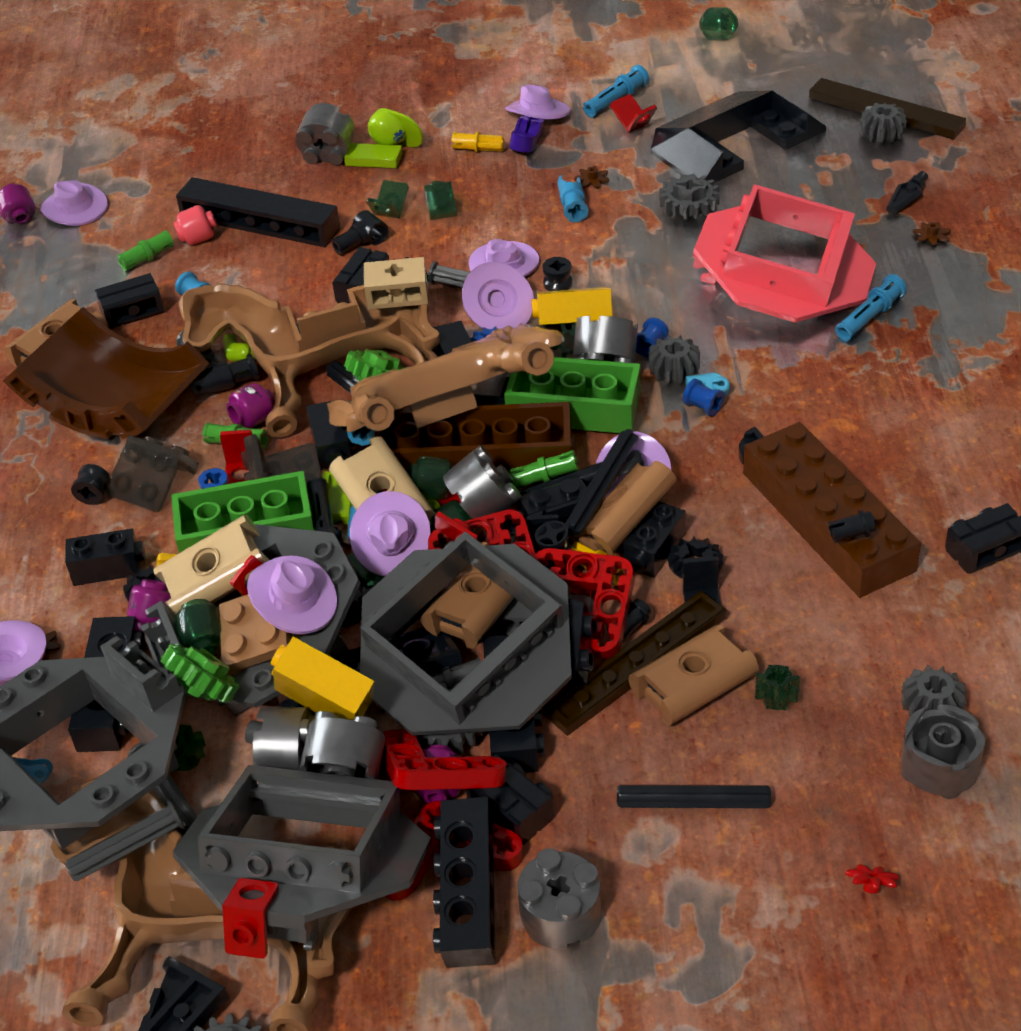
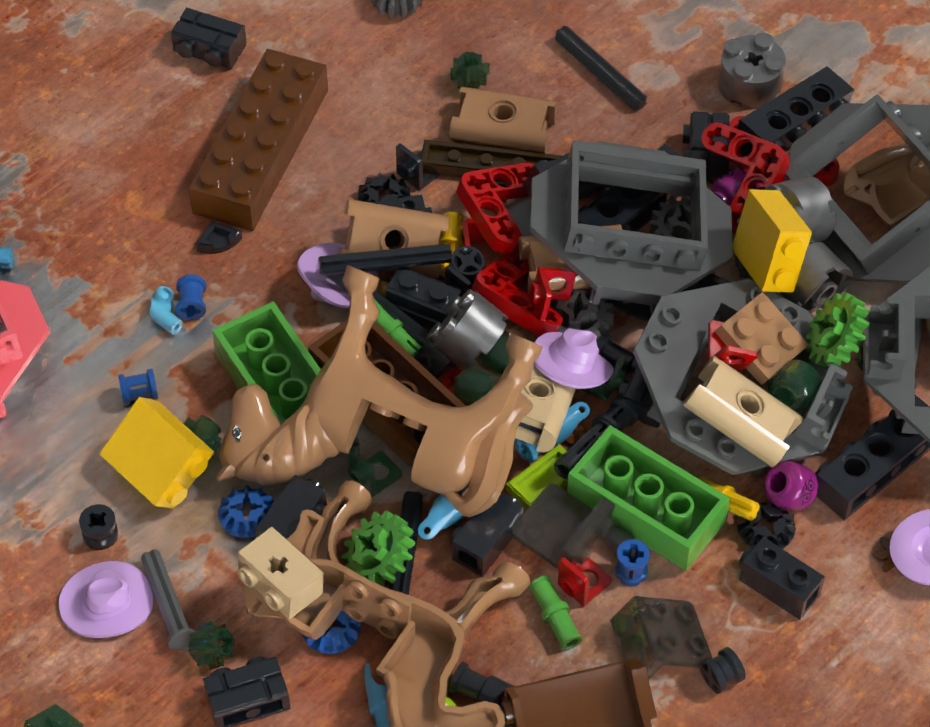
camera: 135 degrees left, 10 degrees up
(250, 405) = (513, 623): magenta head -> none
(293, 594) = (722, 316): lavender hat -> none
(497, 296) = (187, 537): lavender hat -> none
(605, 339) = (198, 381): flat silver brick -> none
(674, 359) = (157, 346): dark grey gear -> none
(852, 526) = (297, 72): black pin -> none

